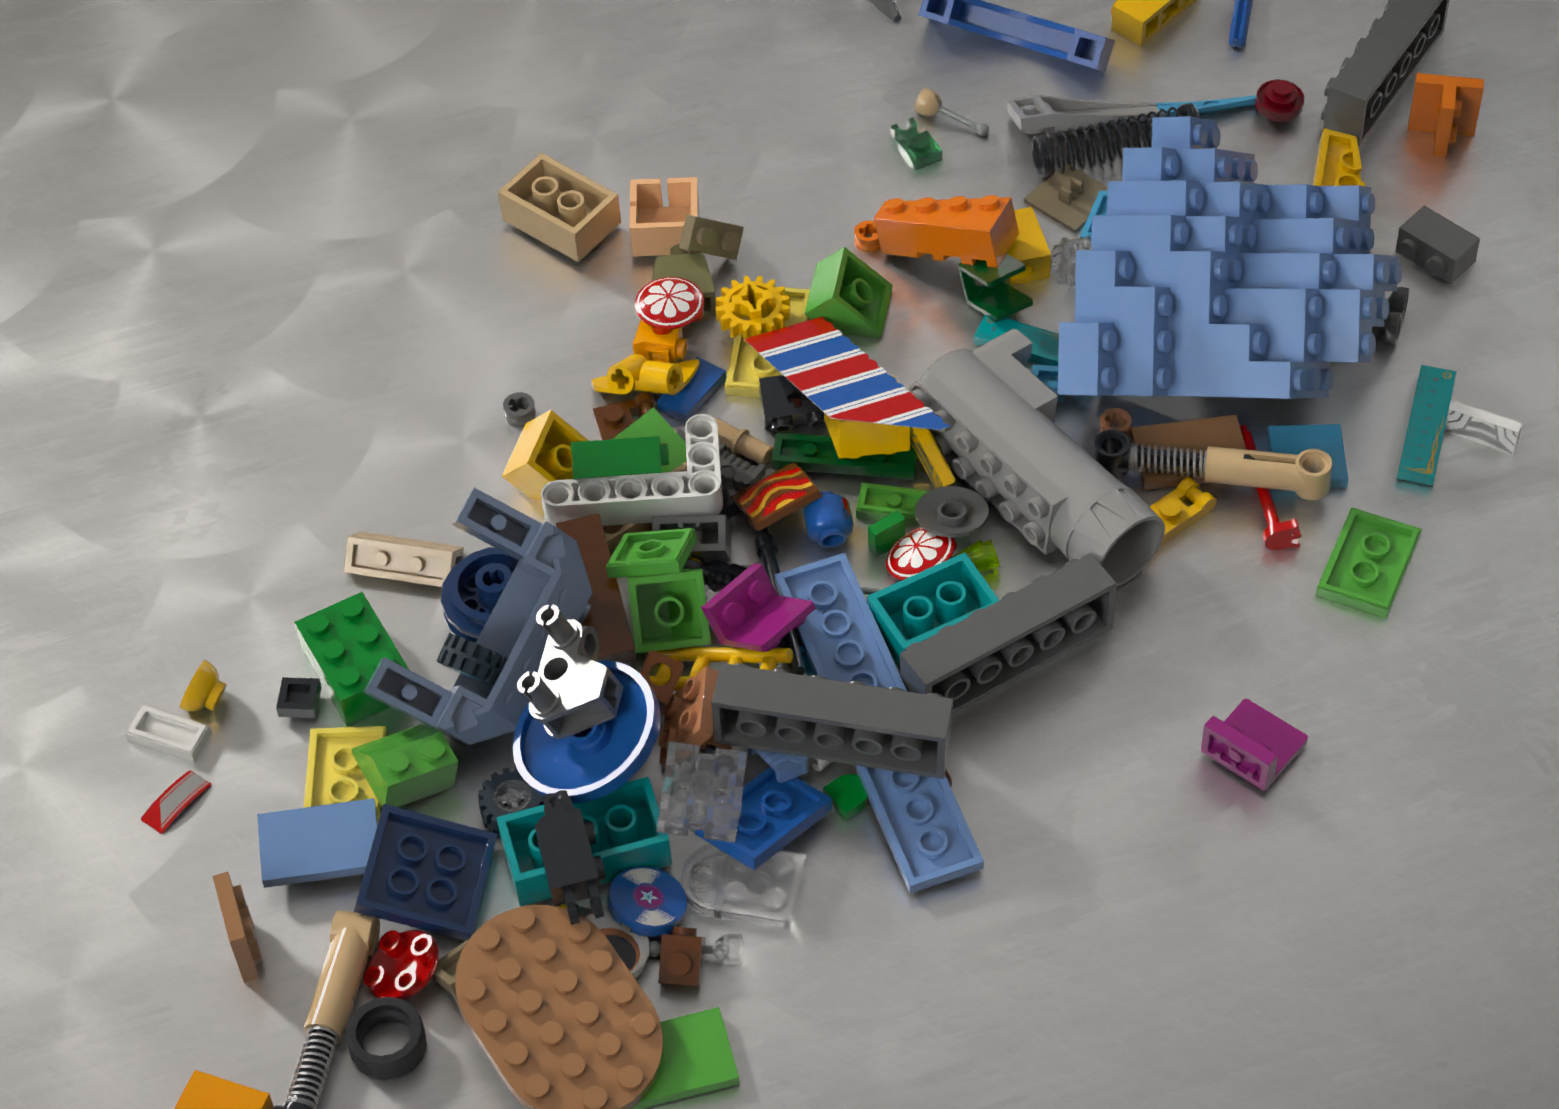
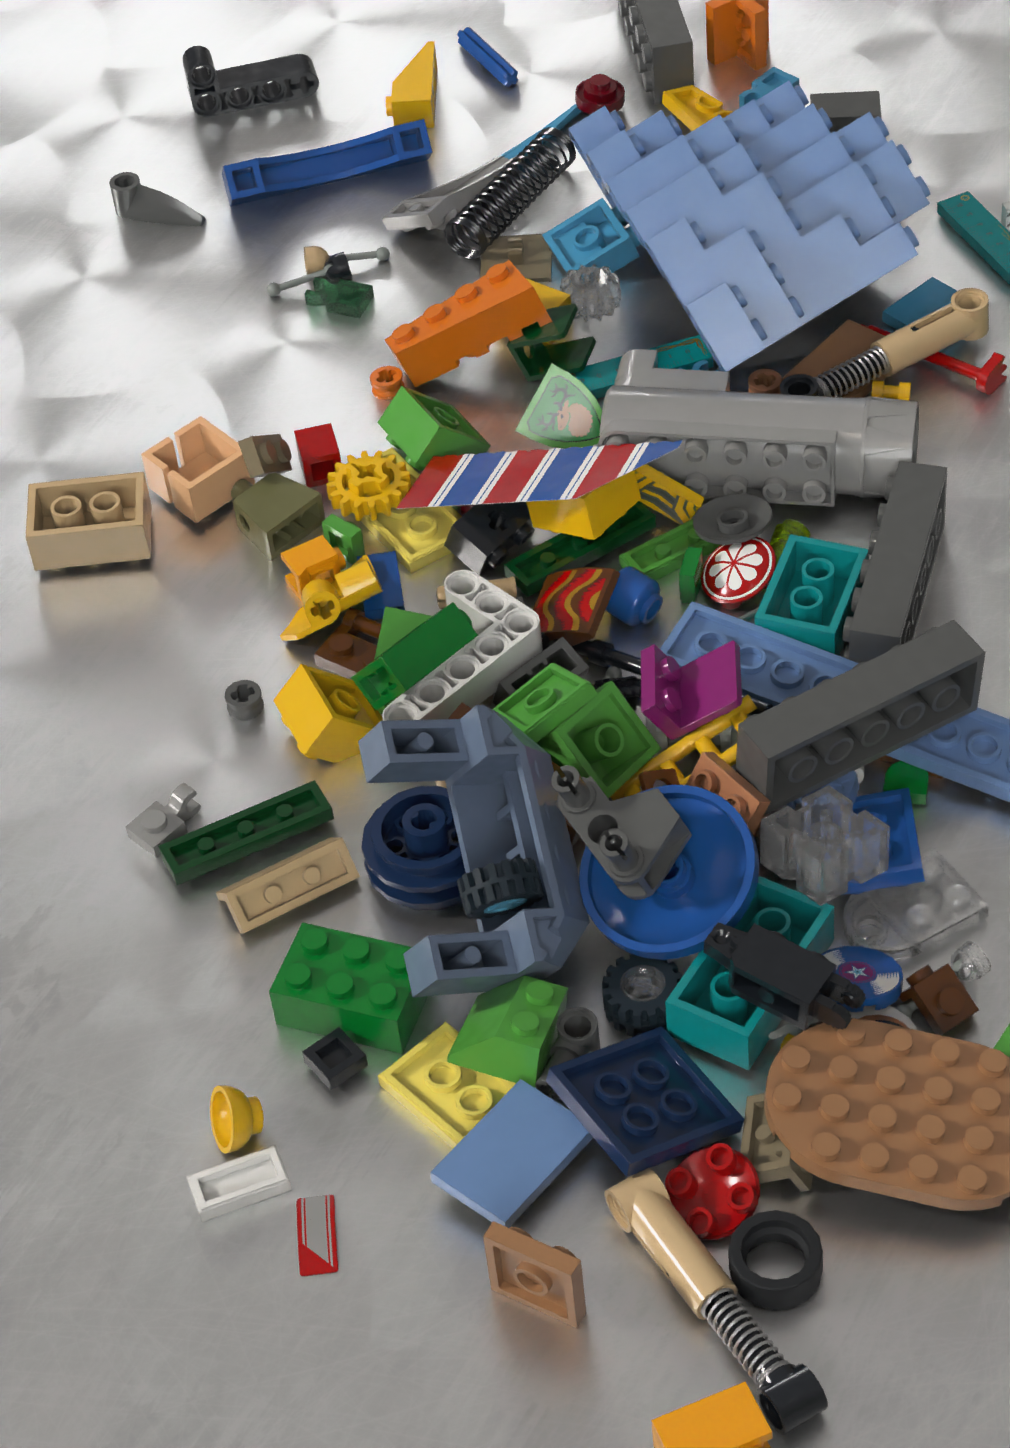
camera: 40 degrees left, 5 degrees down
(380, 459) = (162, 823): none -> light grey plate
(403, 501) = (245, 832): none -> dark green plate
(428, 801) = (571, 1024): none -> dark grey pin
(669, 304) = (296, 524): dish -> none
(703, 338) = (345, 536): none -> bright green plate
(757, 257) = (317, 453): none -> red brick
(935, 119) = (335, 268): none -> hinge
(938, 336) = (562, 412): none -> shield
(1414, 179) = (766, 83): none -> dark azure plate

